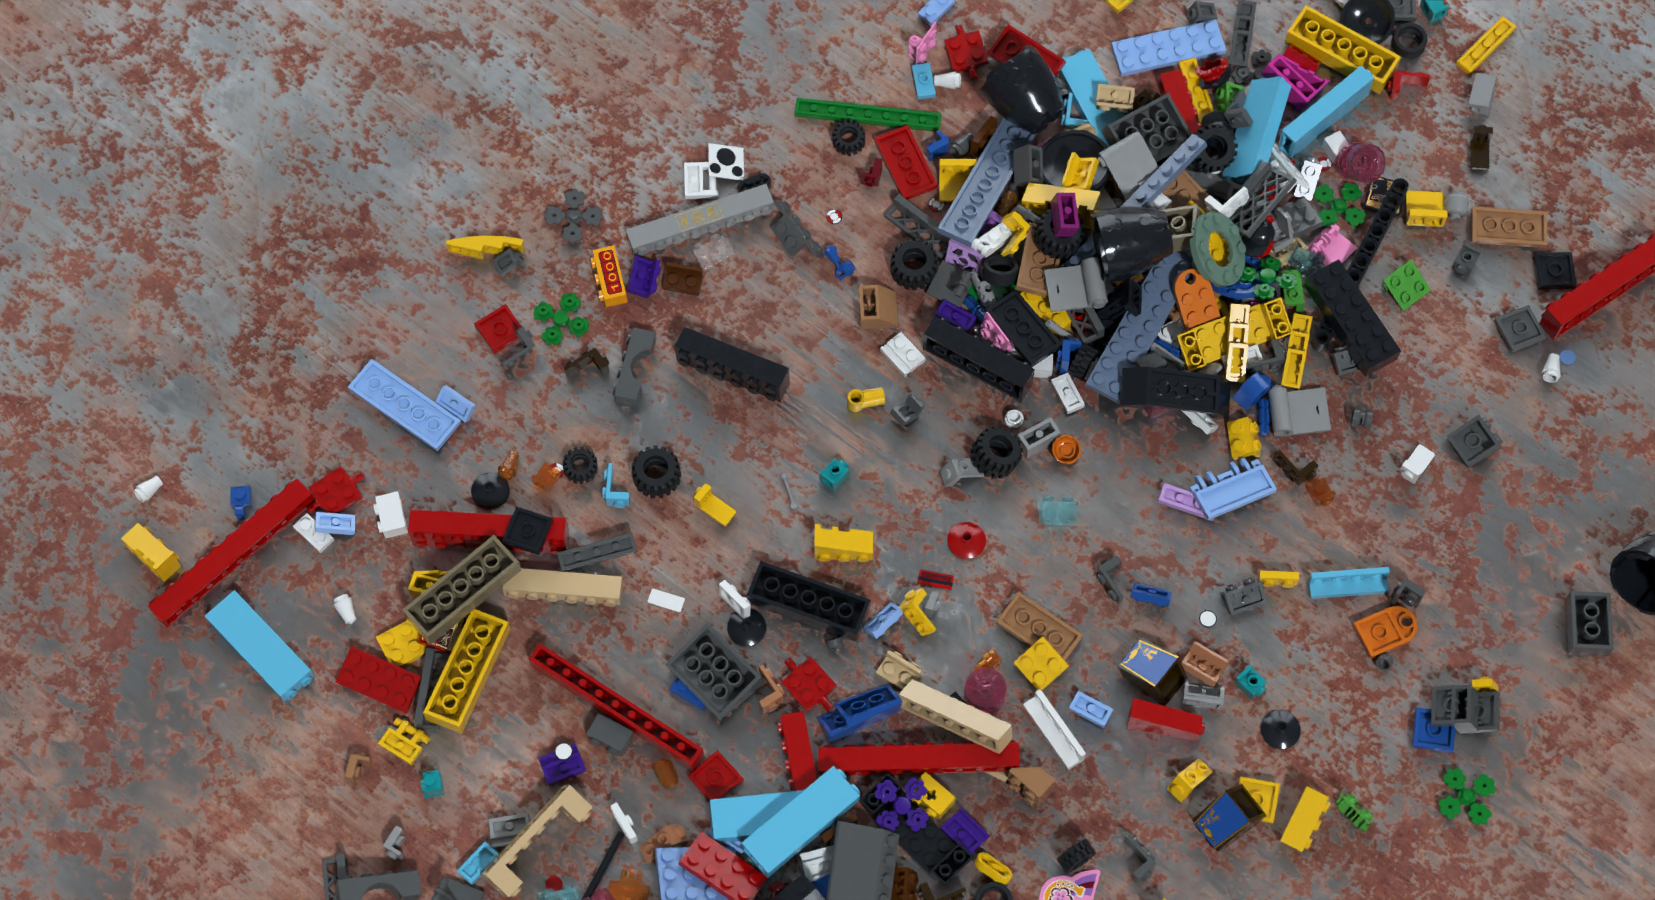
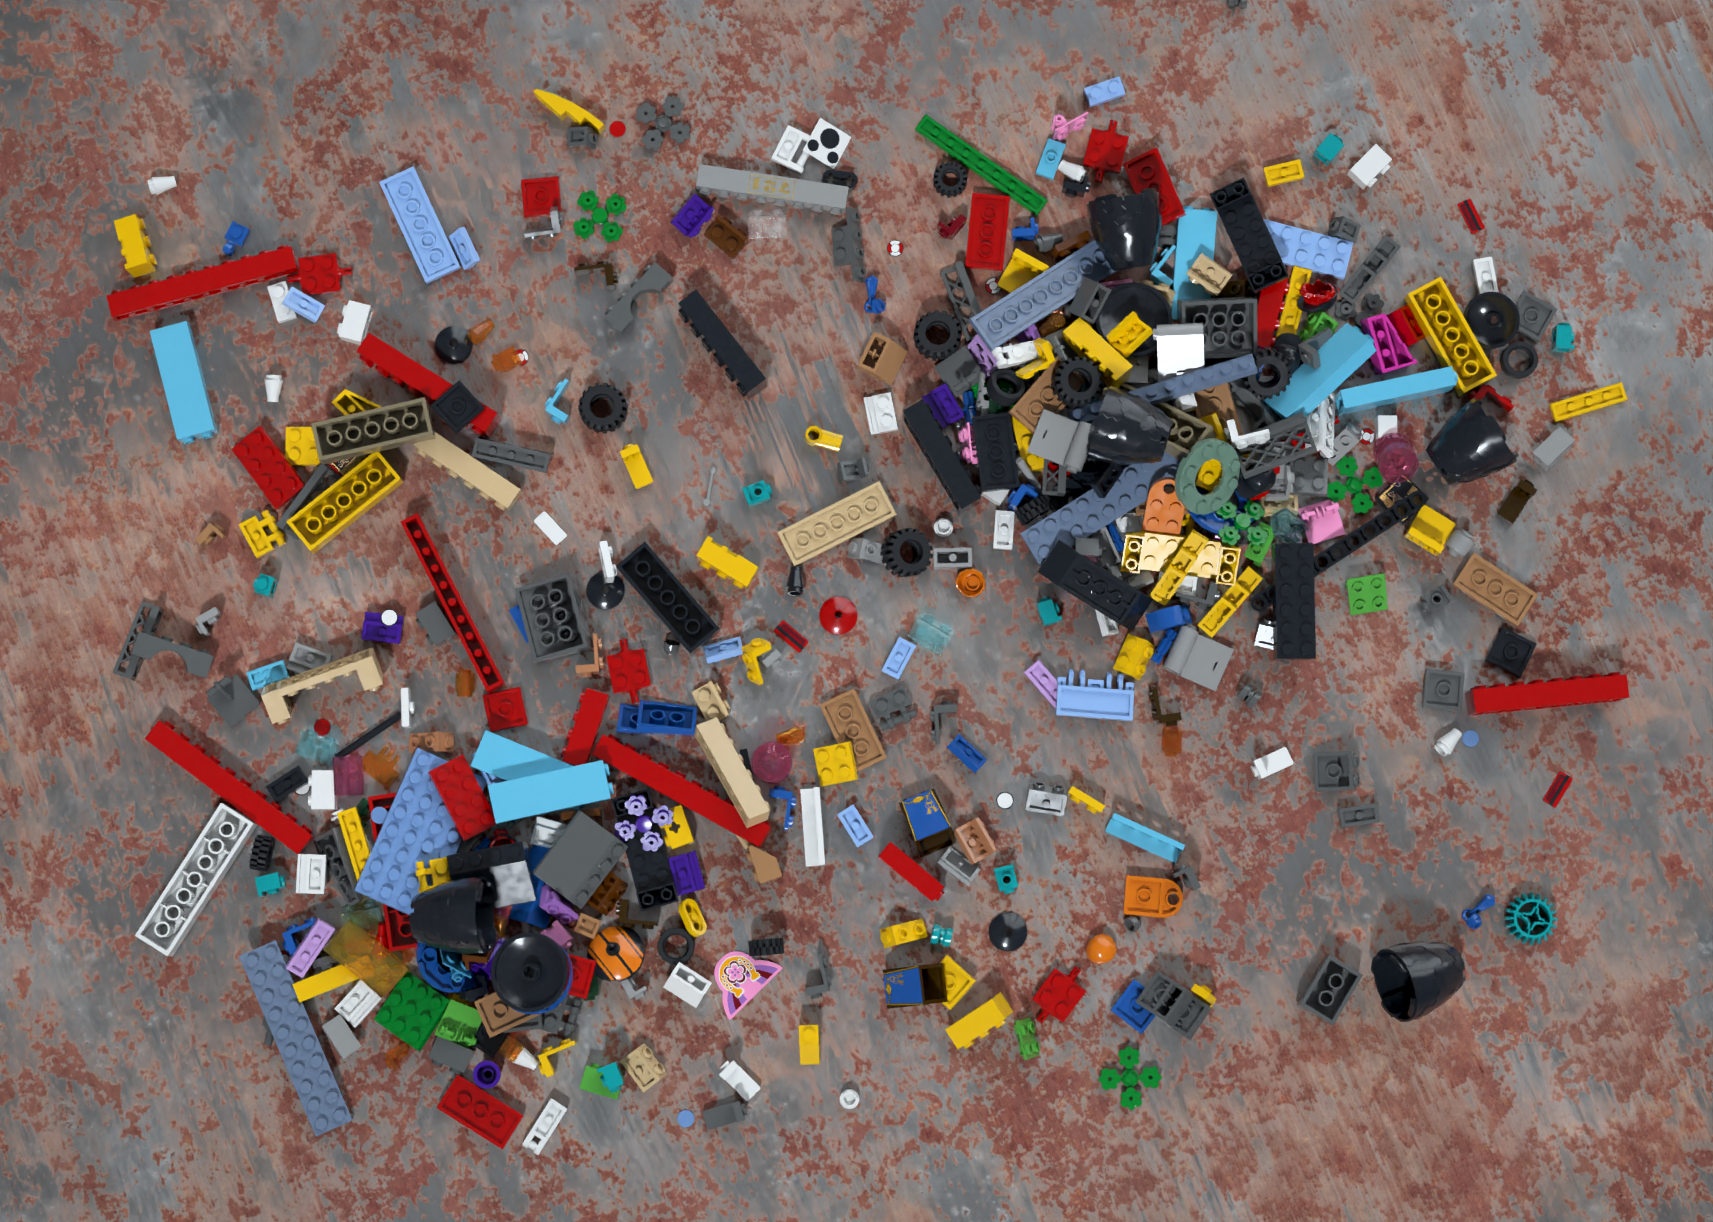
camera: 25 degrees right, 15 degrees up
(535, 241) = (617, 128): none -> red sticker
(584, 475) = (537, 354): black tyre -> none
(608, 276) = (662, 199): light orange brick -> none
(913, 531) = (795, 581): none -> black cone
(919, 463) = (836, 523): none -> tan plate
(960, 92) = (1073, 189): none -> black bracket
(1016, 715) = (780, 793): none -> blue bracket
(1042, 546) = (898, 658): none -> light blue plate
(1058, 588) = (890, 703): none -> dark grey plate
(1064, 214) = (1086, 372): magenta brick -> none
(1128, 52) = (1249, 235): none -> black slope
(1147, 439) = (1048, 611): none -> teal brick
(1225, 762) = (946, 935): none -> teal wheel
(1359, 759) = (1058, 995): none -> red plate
(1371, 699) = (1101, 949): none -> orange hair
(1417, 118) = (1470, 446): none -> black piece
(1517, 467) = (1358, 815): none -> dark grey plate

